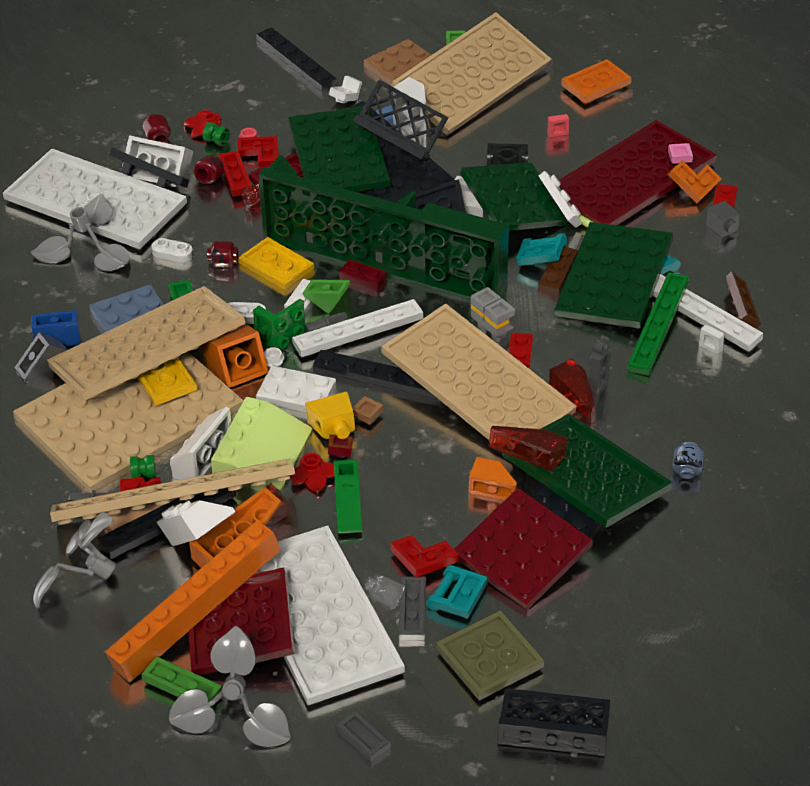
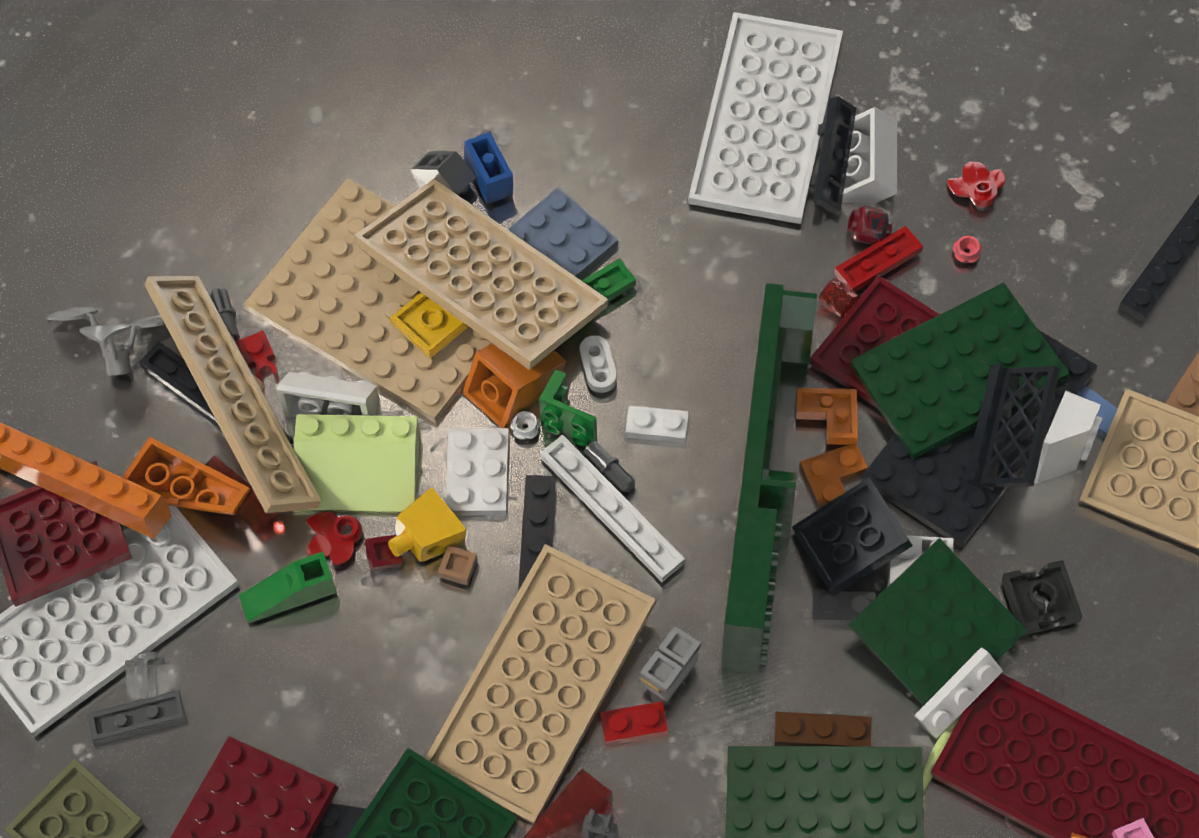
camera: 75 degrees right, 20 degrees up
(95, 212) = (651, 109): light grey plant -> none
(142, 466) = (286, 344): green wheel -> none
(156, 128) = (932, 134): dark red head -> none
(172, 250) = (698, 238): white plate -> none
(191, 520) = (179, 430): white slope -> none
(216, 134) = (952, 204): green wheel -> none
(223, 255) = (701, 302): dark red head -> none
(264, 147) = (948, 273): red plate -> none
(276, 263) = (715, 370): yellow tile -> none
(326, 292) = (664, 447): bright green slope -> none
(348, 91) = (1116, 337): white bracket -> none
(363, 275) = (726, 482): dark red plate -> none
(420, 559) = (208, 703): red plate -> none
(464, 594) = (168, 771): teal plate -> none
(491, 479) = (368, 749): orange slope -> none
(531, 445) = (407, 788): clear red slope -> none
(541, 250) = (833, 695): teal plate -> none
(558, 125) = (1153, 647): coral plate -> none

